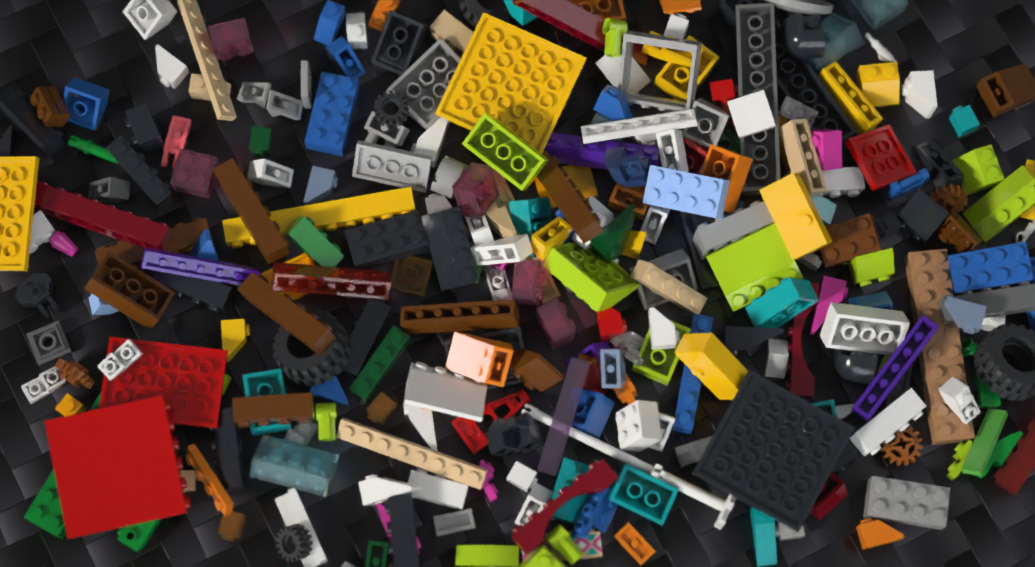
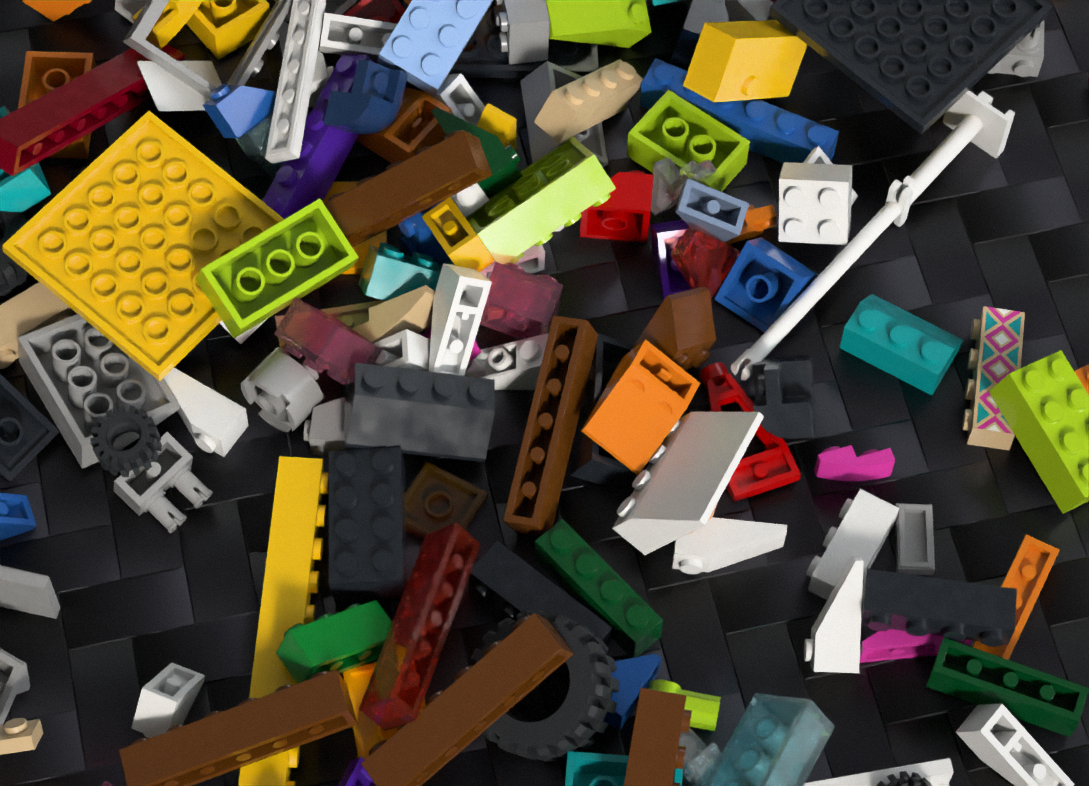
camera: 75 degrees left, 15 degrees down
(260, 141) = (96, 702): dark green brick -> none
(284, 105) = (42, 642): light grey slope -> none
(320, 185) = (218, 616): sand blue slope -> none
(332, 114) = (91, 562): blue brick -> none
(381, 408) = (681, 606): clear orange brick -> none
(392, 166) = (228, 481): light grey plate -> none
(412, 453) = (778, 571): tan plate -> none
(487, 555) = (989, 492): lime slope -> none
(522, 477) = (858, 408): white brick -> none
(533, 503) = (916, 401): white slope -> none
(555, 323) = (603, 286): clear pink brick -> none
(560, 540) = (993, 361): lime piece -> none
(563, 416) = (774, 306): clear purple tile -> none
(594, 481) = (975, 392): dark red arch -> none
(596, 512) = (936, 302): blue bracket -> none
(614, 32) = (127, 61): lime piece -> none
(634, 543) = (1008, 270): orange plate -> none
(643, 494) = (929, 227): teal slope -> none
(661, 331) = (662, 124): white slope -> none
(692, 451) = (869, 143): clear slope -> none
(764, 538) = (1027, 87): teal slope -> none

